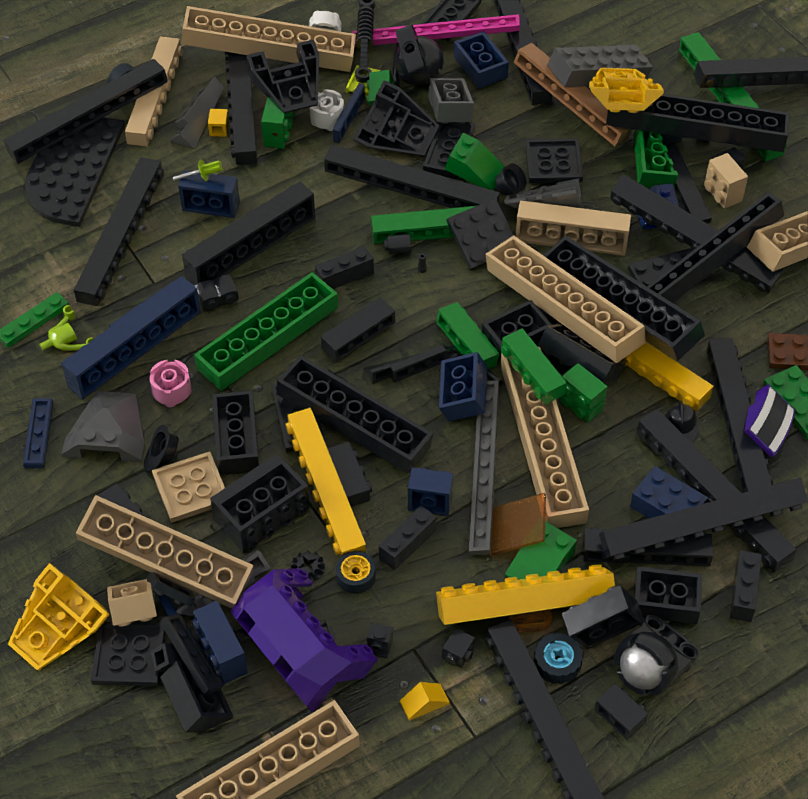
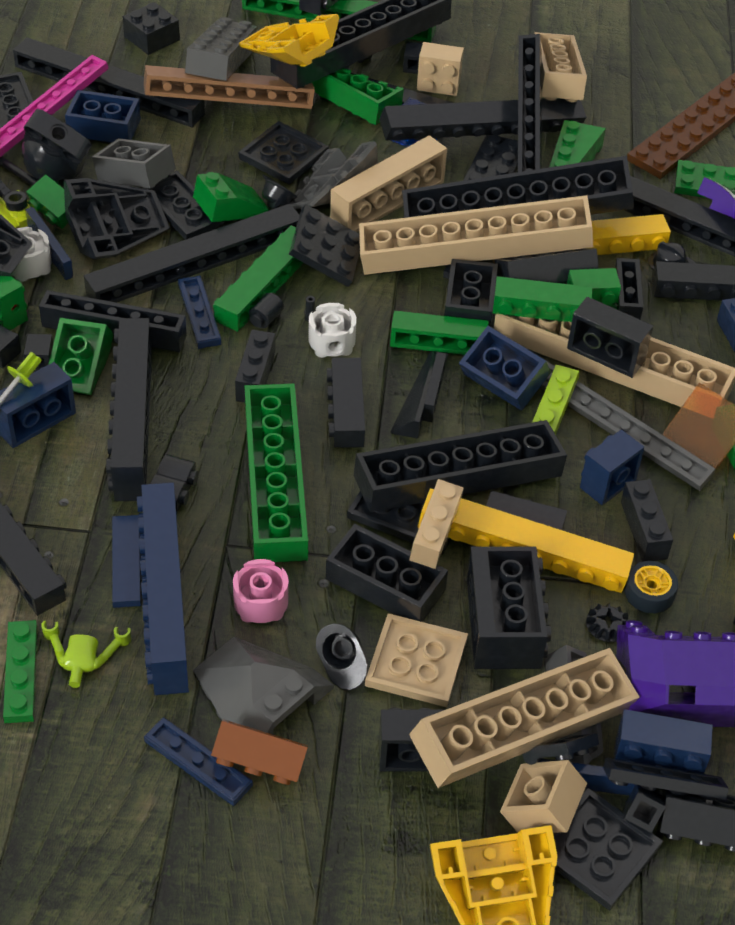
camera: 55 degrees left, 5 degrees down
(57, 451) = (259, 752): none -> dark orange brick
(257, 169) = (41, 346): none -> black brick
(268, 184) = (81, 352): none -> green slope
(277, 425) = (436, 524): none -> tan brick
(306, 172) = (166, 328): none -> black brick
(362, 221) = (199, 312): none -> dark blue tile
(411, 284) = (332, 330): none -> white brick
(467, 430) = (557, 396): none -> lime plate
(528, 418) = (609, 337): none -> black brick
(594, 23) = (151, 28): none -> black brick
(611, 411) = (631, 295): none -> black brick
(726, 302) = (577, 143): none -> green wedge

